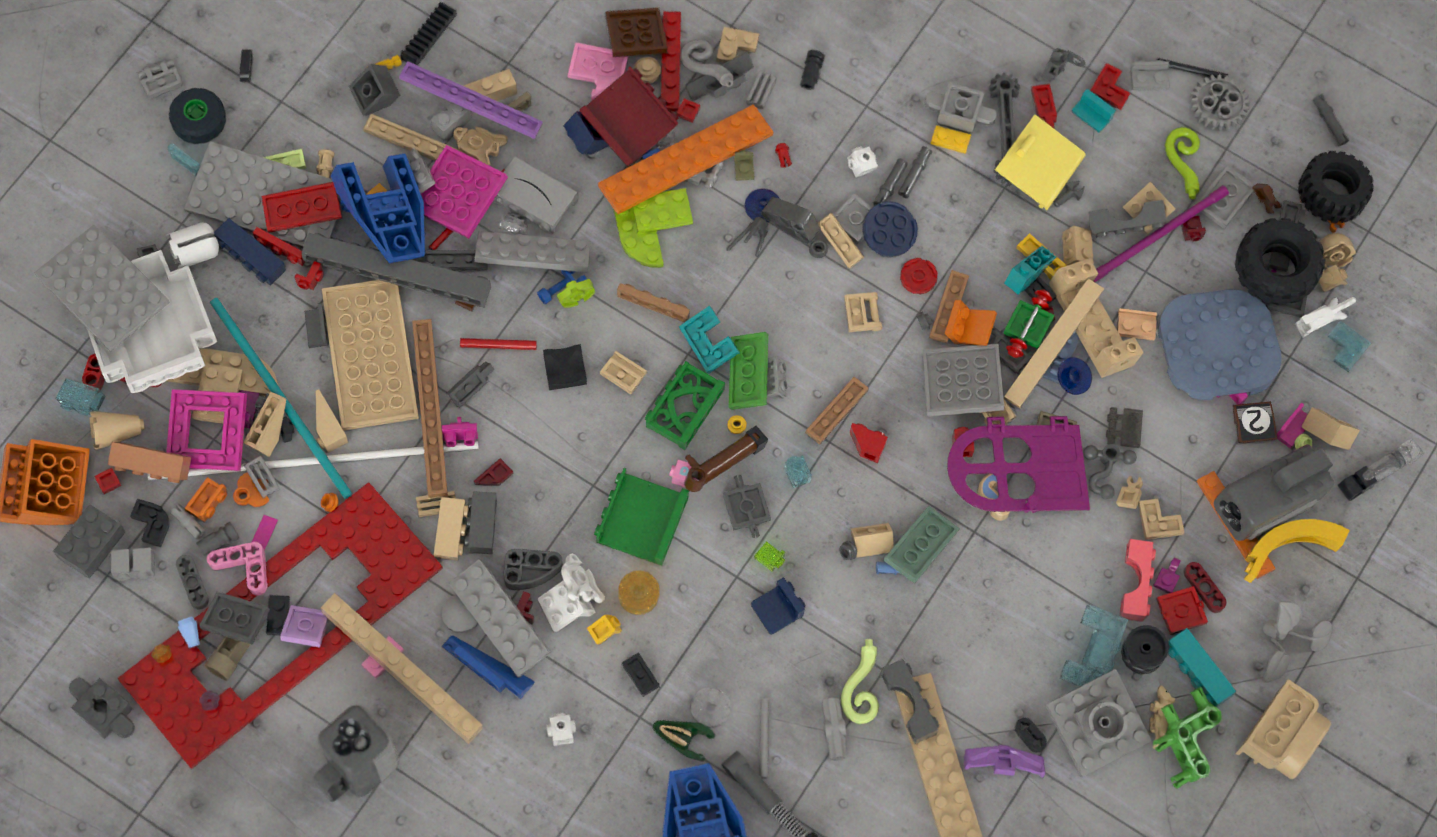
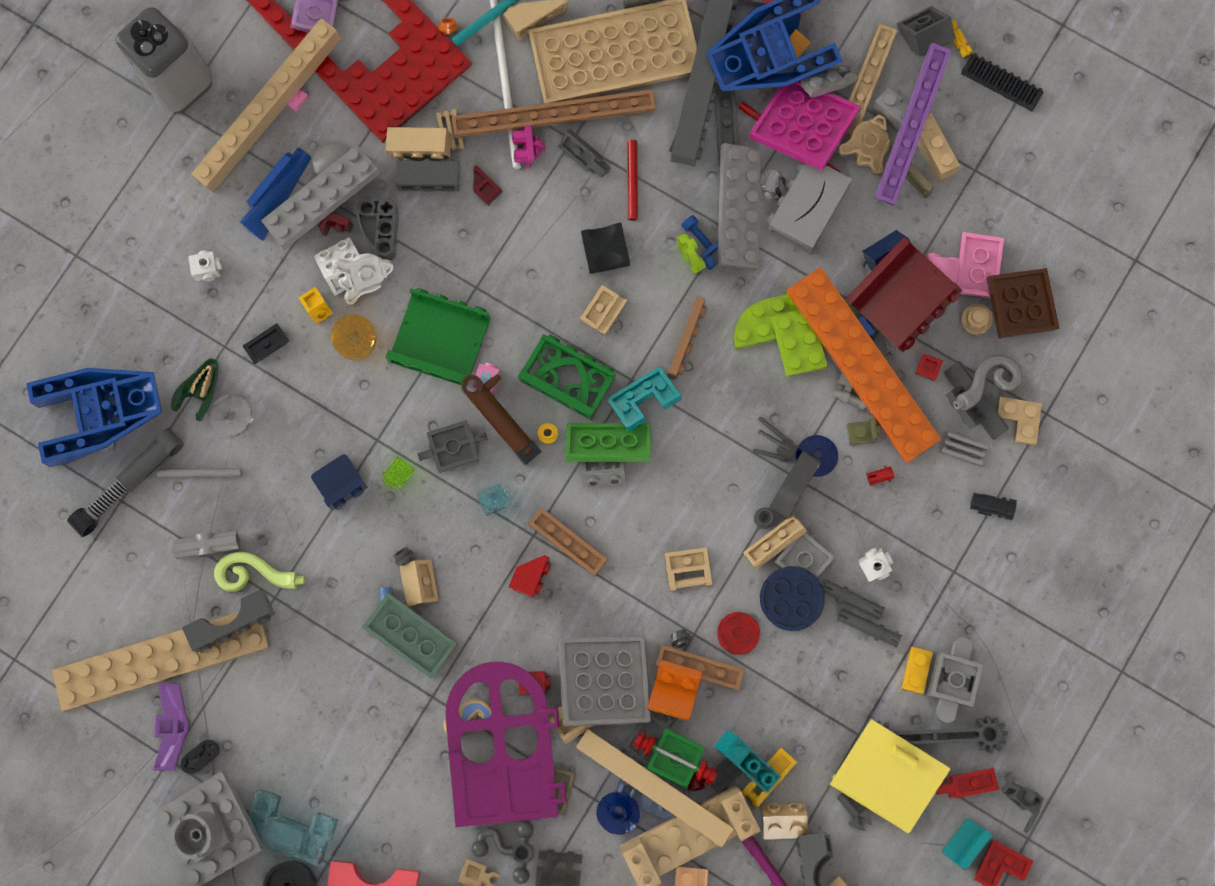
camera: 100 degrees right, 10 degrees up
(671, 60) = (990, 345): red plate -> none

